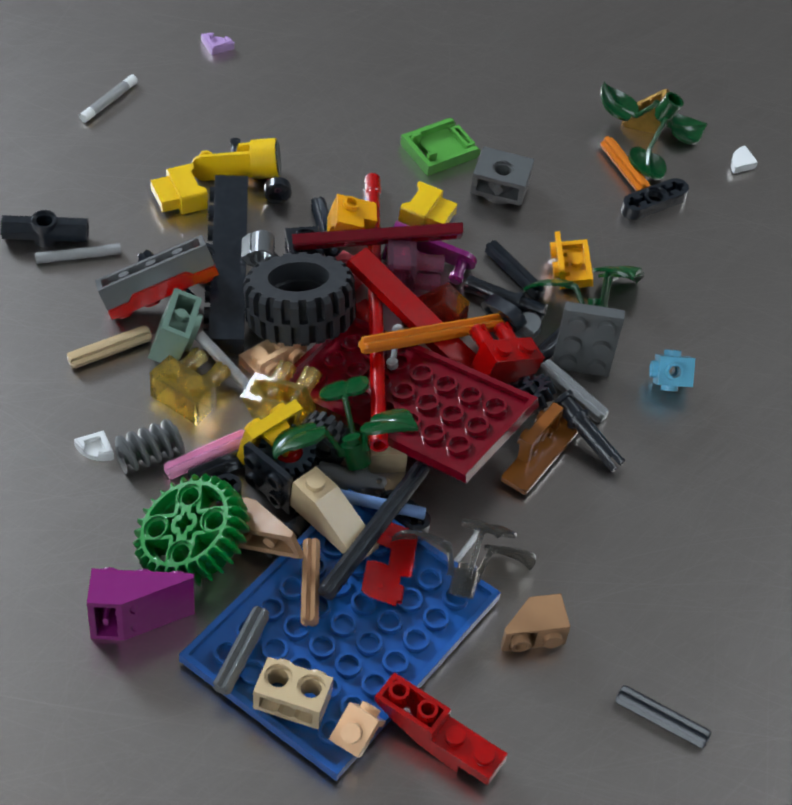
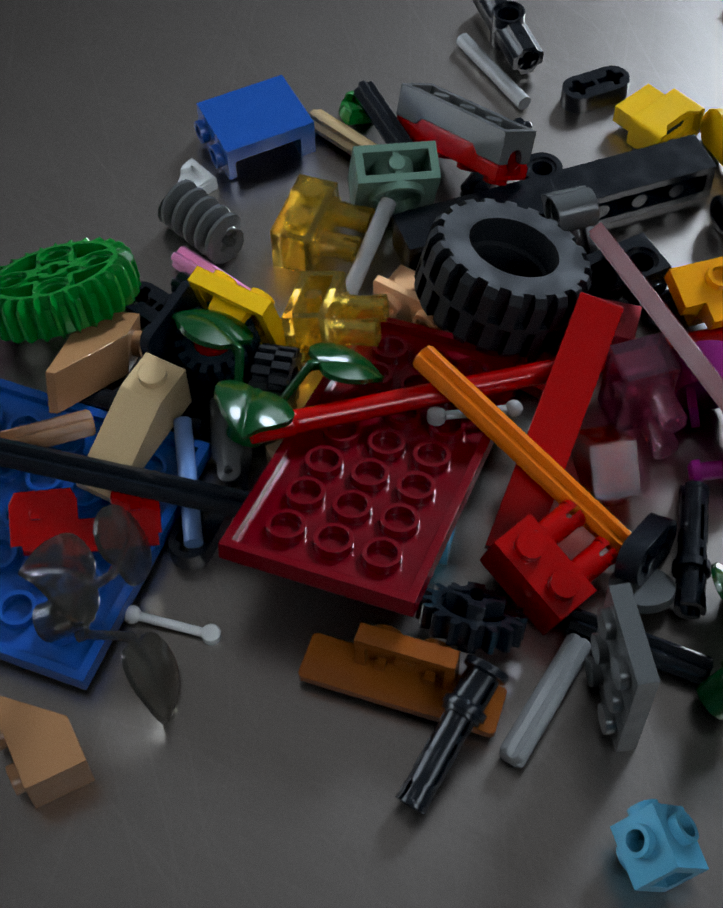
camera: 80 degrees right, 5 degrees up
(67, 393) = (253, 122): none -> blue panel
(75, 335) = (351, 111): none -> green tile
(114, 319) = (380, 113): none -> black axle
(125, 210) = (595, 89): none -> black beam

